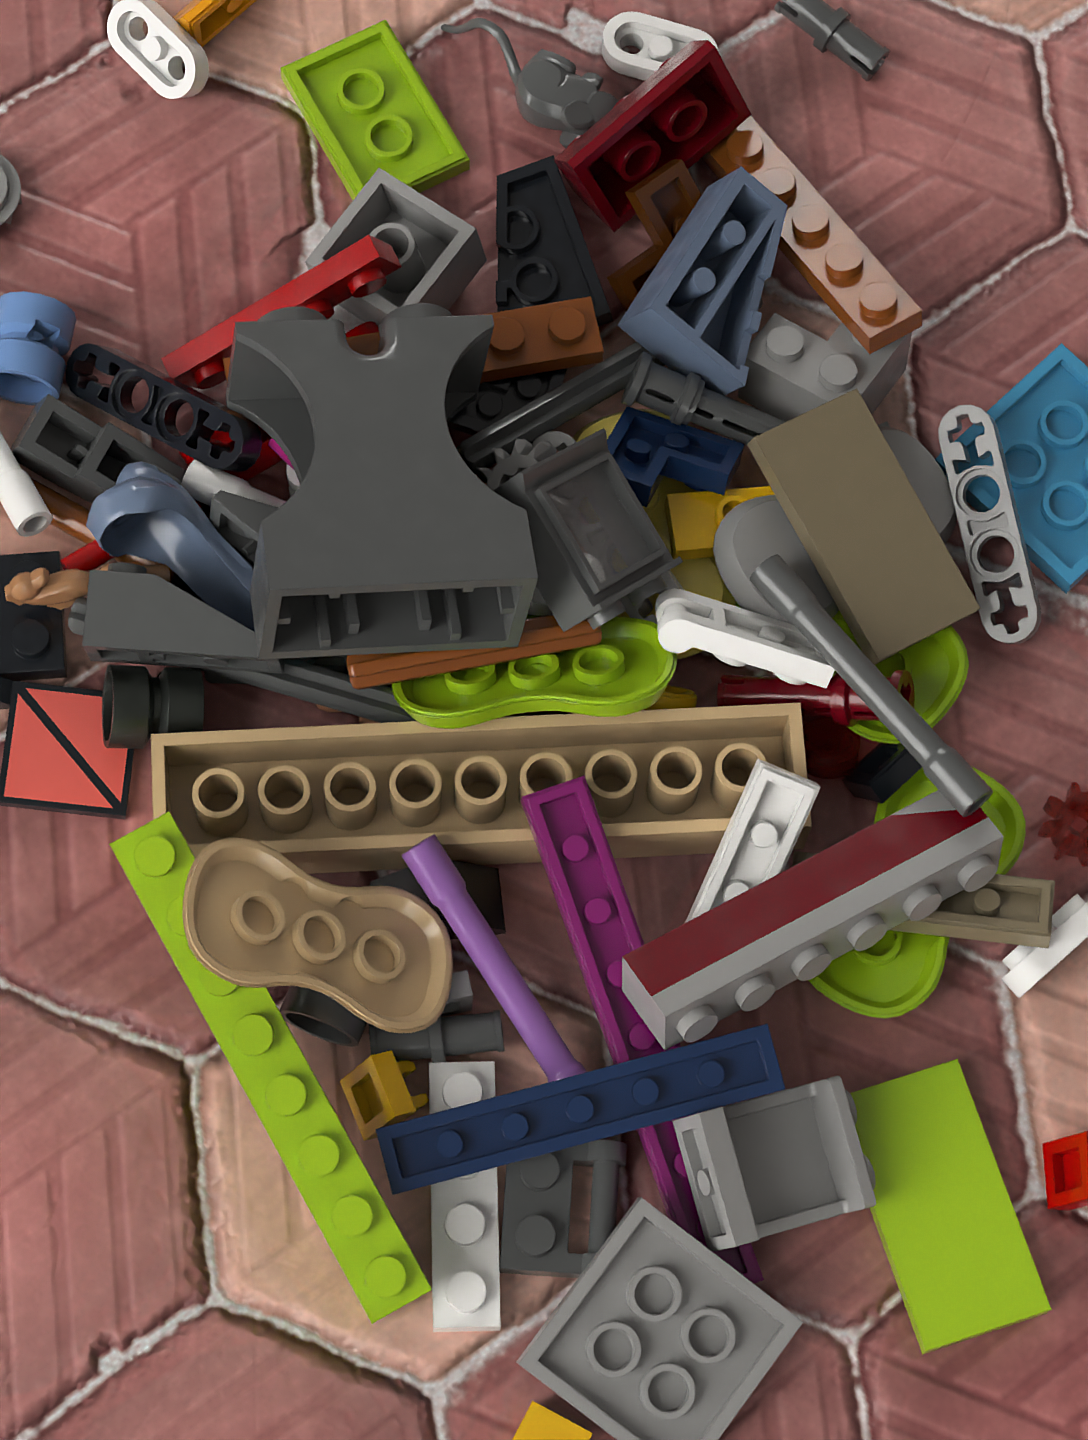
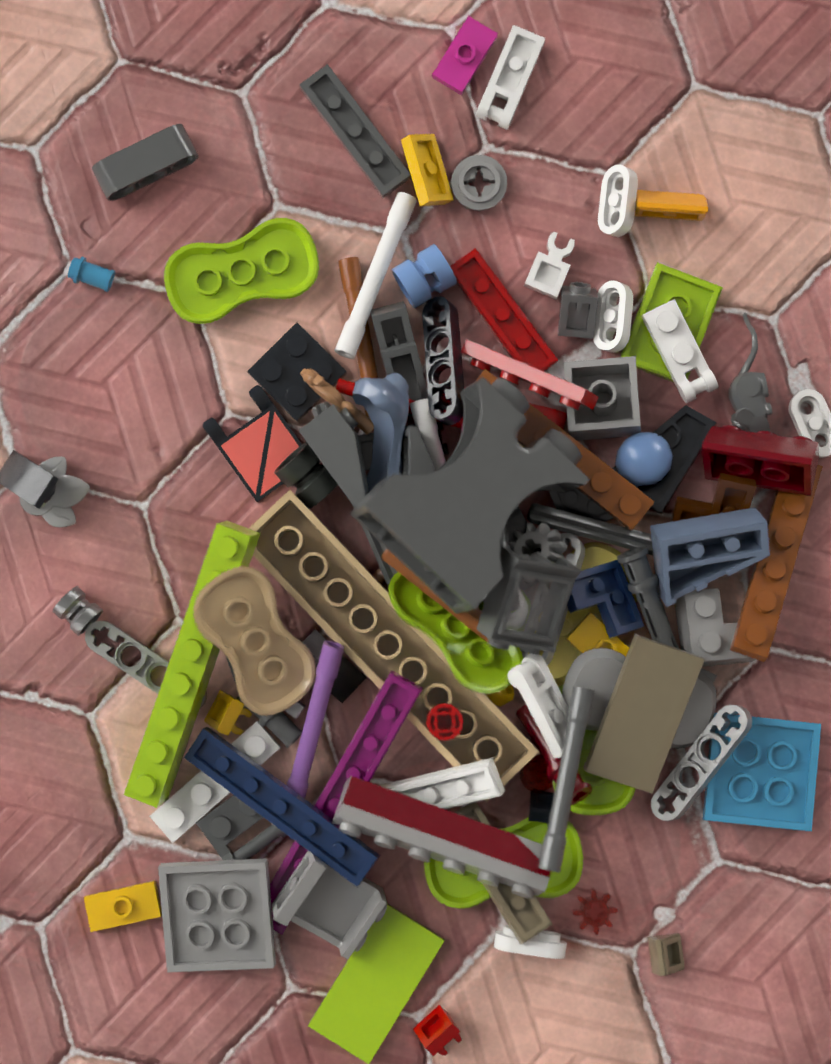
camera: 55 degrees right, 15 degrees up
(35, 1182) = (77, 610): none -> flat silver wheel
(152, 300) = (501, 312): none -> red tile
(166, 198) = (548, 270): none -> white plate
(216, 1172) = (143, 669): none -> light grey beam
(254, 206) = (578, 310): none -> flat silver bracket
(303, 174) = (613, 317): none -> white plate
(420, 126) = (679, 350): none -> white plate
(520, 270) = (644, 458): none -> medium blue hair
(653, 795) = (444, 721): none -> red wheel

